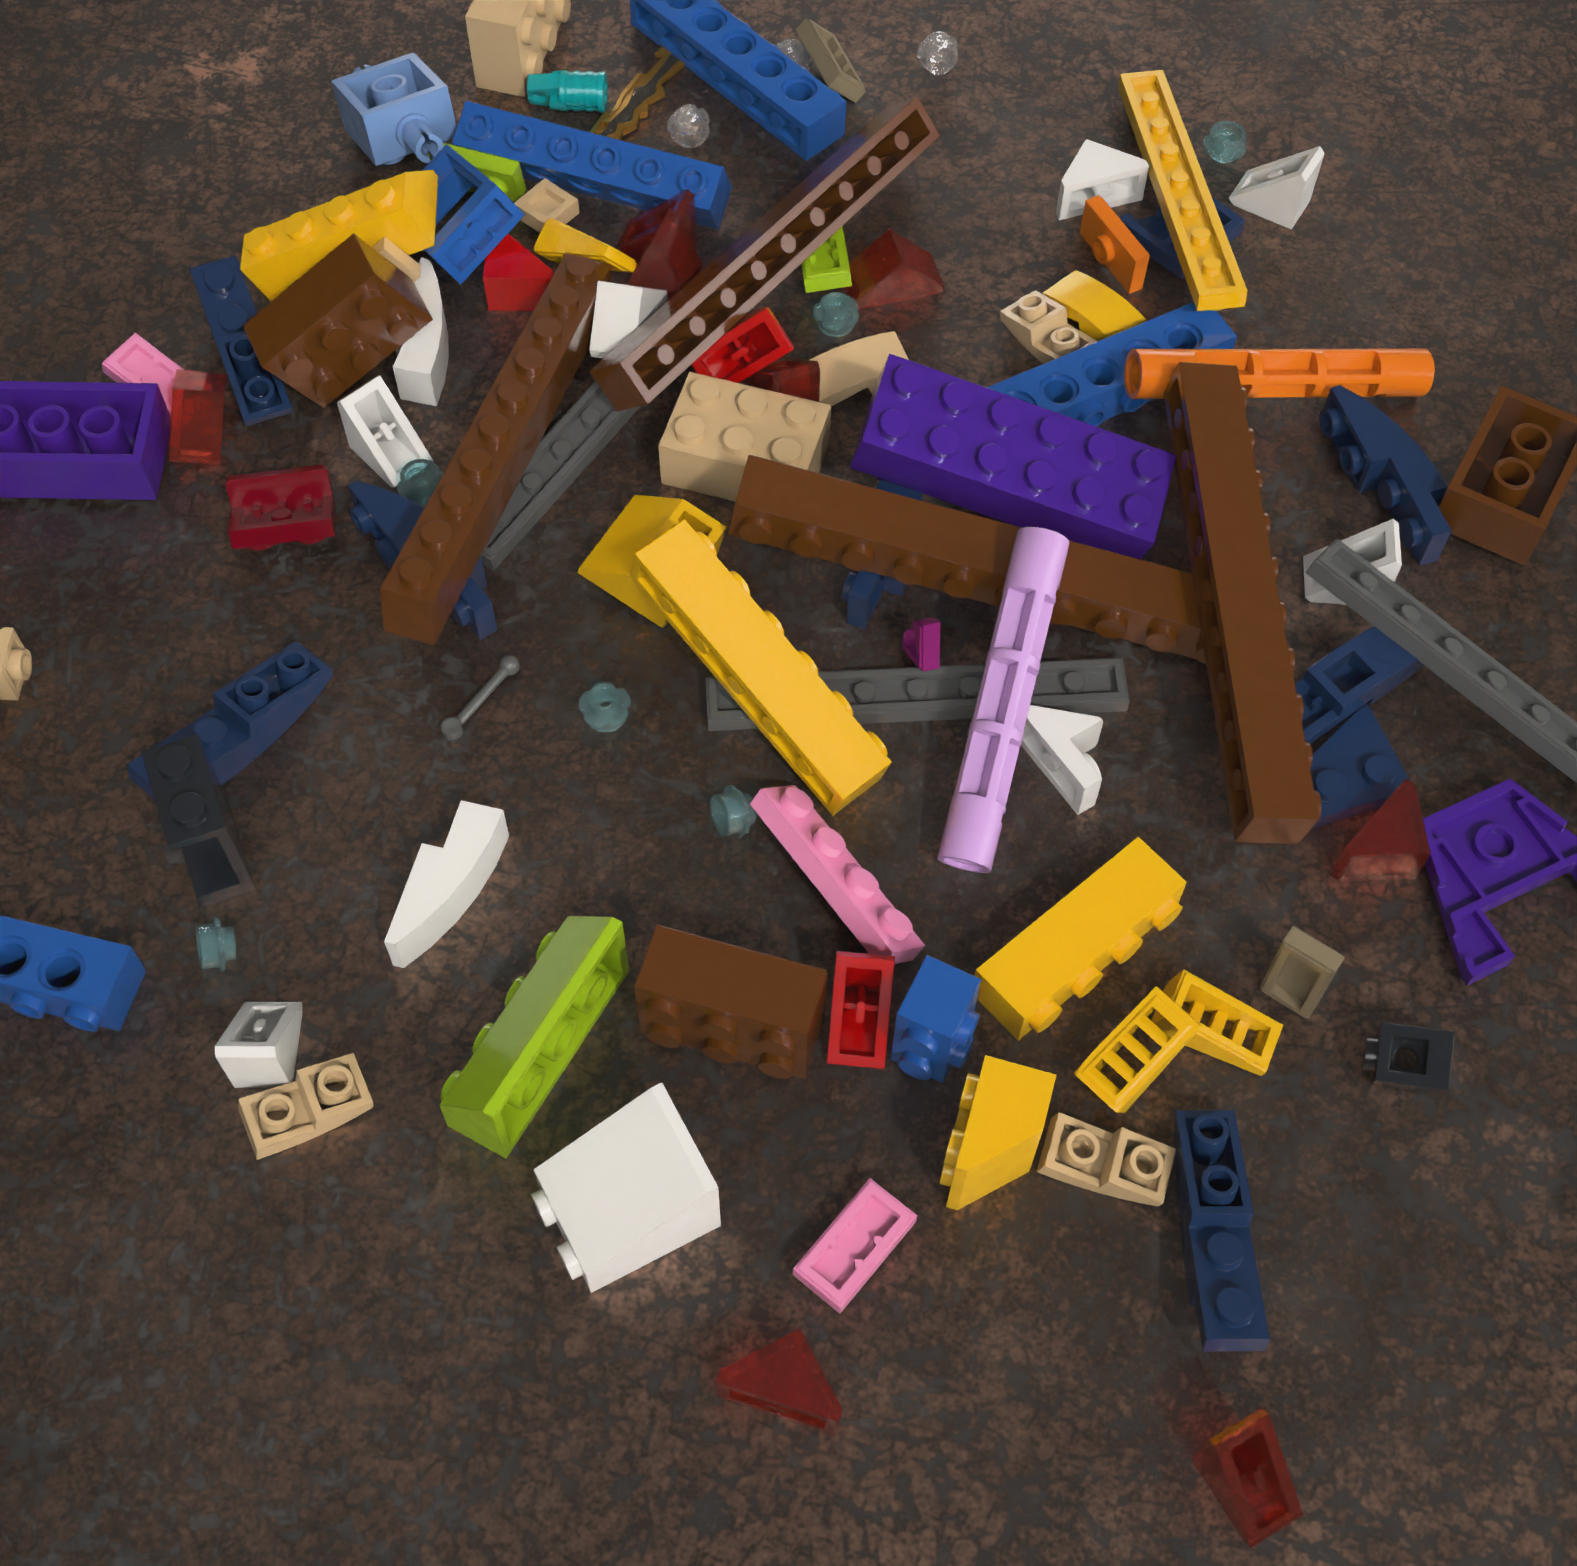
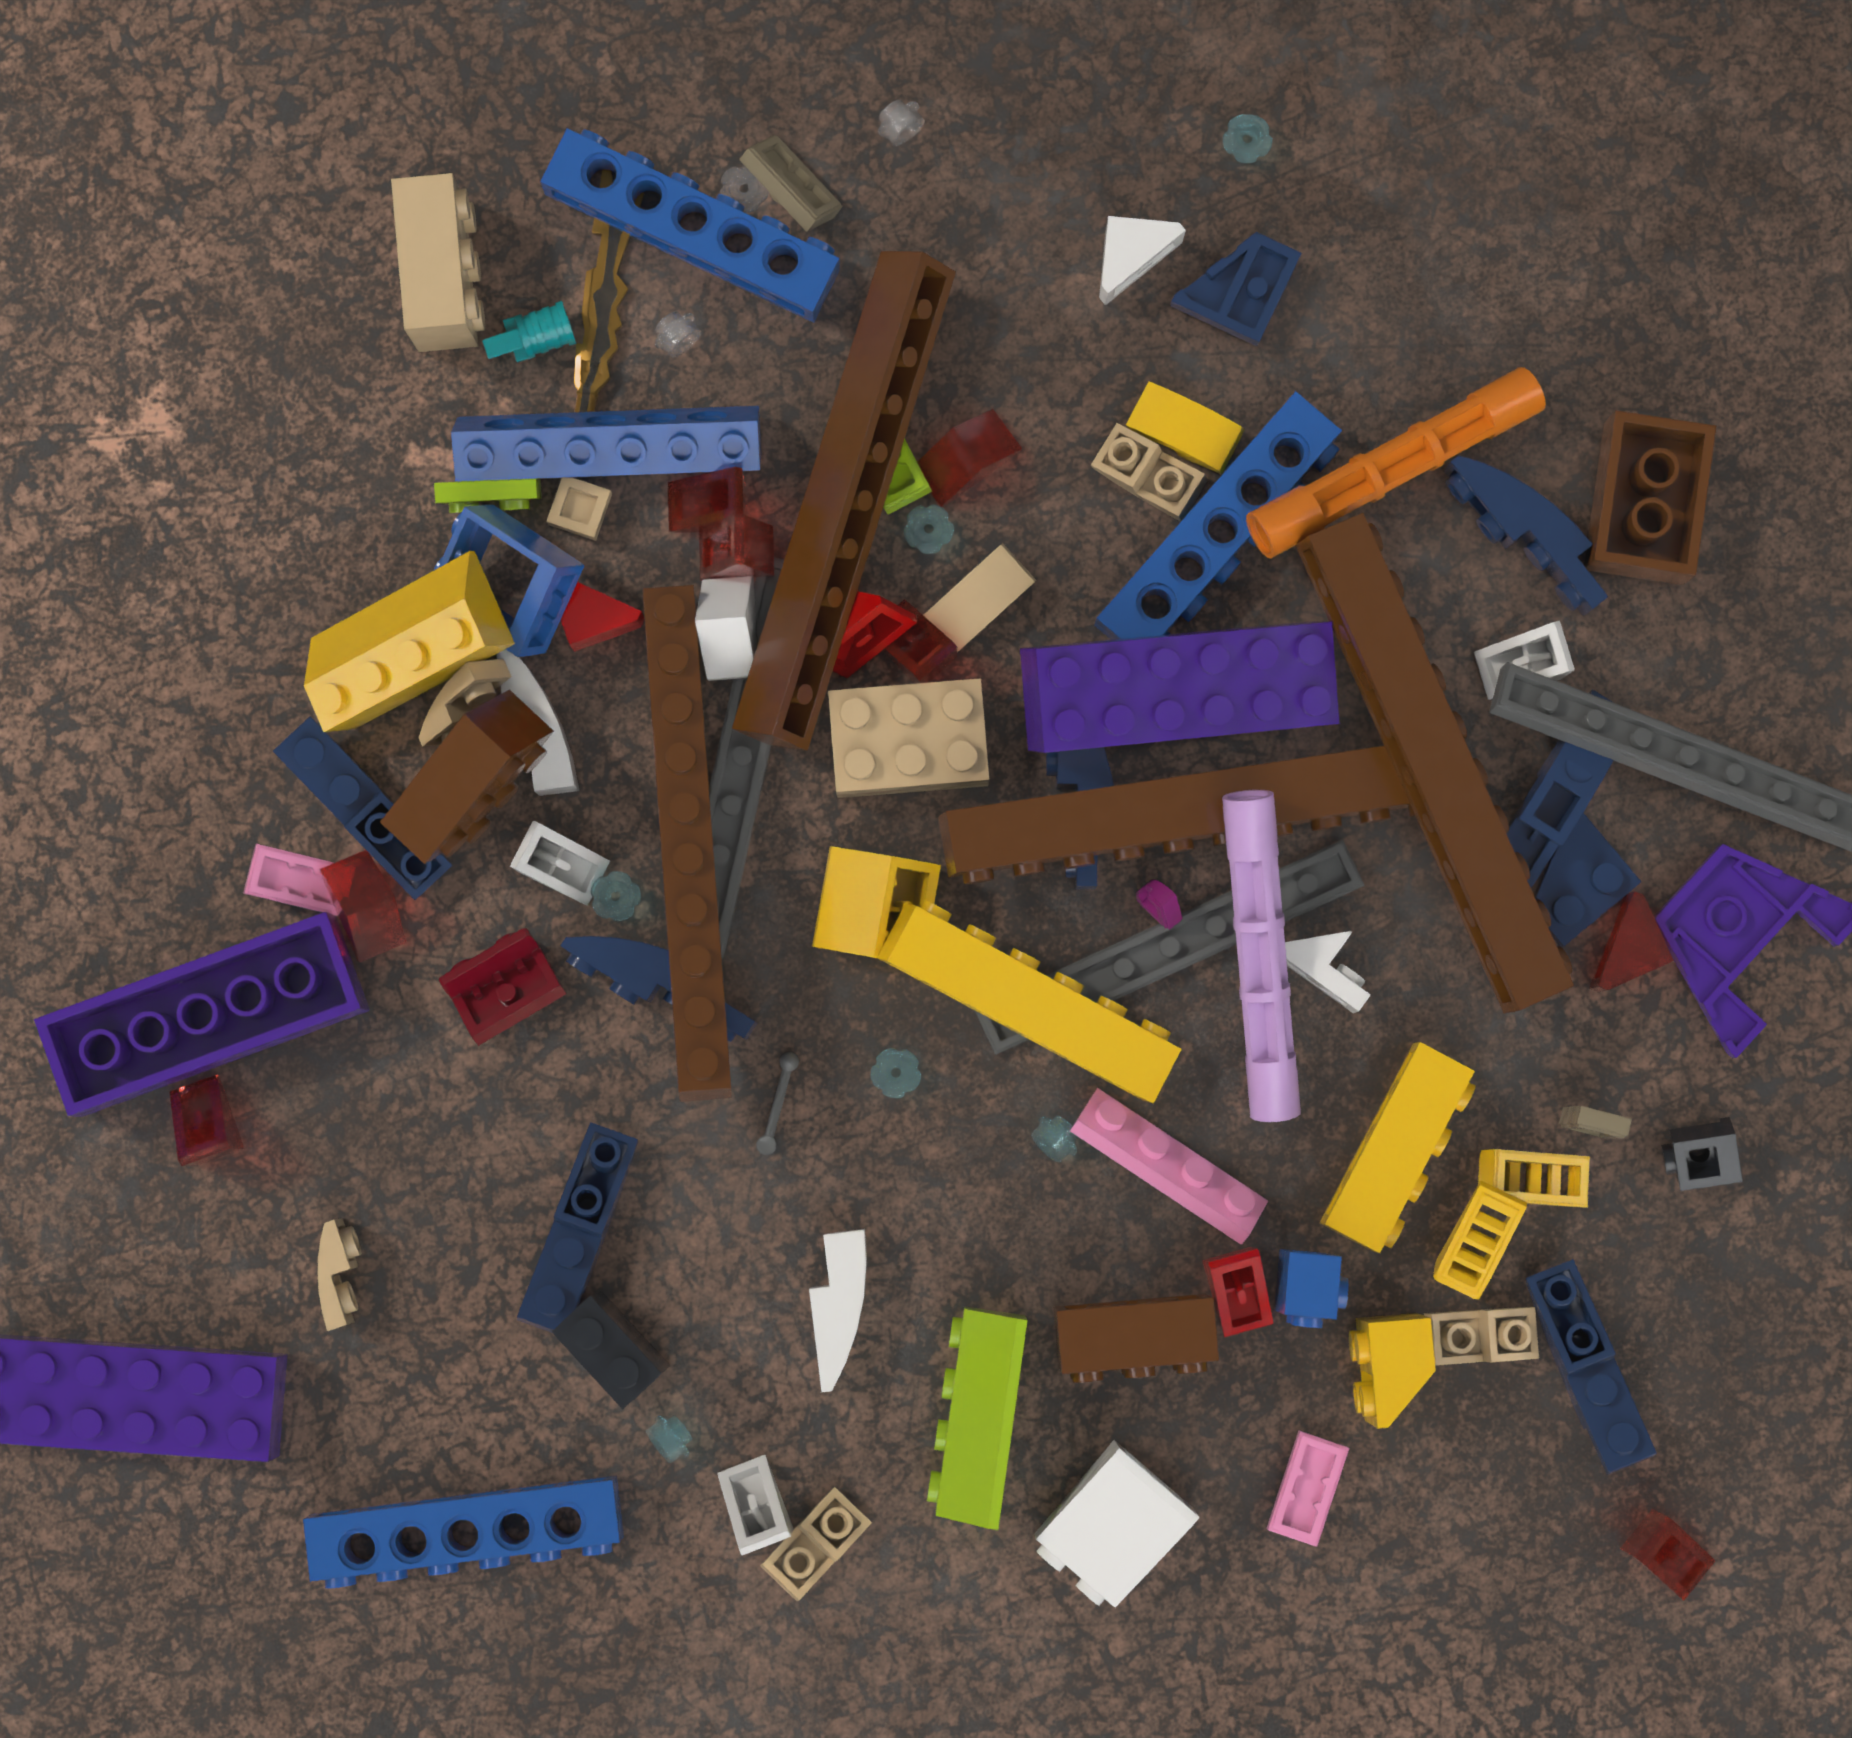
camera: 20 degrees left, 25 degrees up
(396, 109) = (370, 451): medium blue brick -> none
(560, 238) = (645, 562): yellow slope -> none
(784, 1383) = (1295, 1621): clear red slope -> none
(1114, 244) = (1176, 336): orange plate -> none
(1182, 192) = (1225, 246): yellow plate -> none
(1280, 188) = (1319, 188): white slope -> none

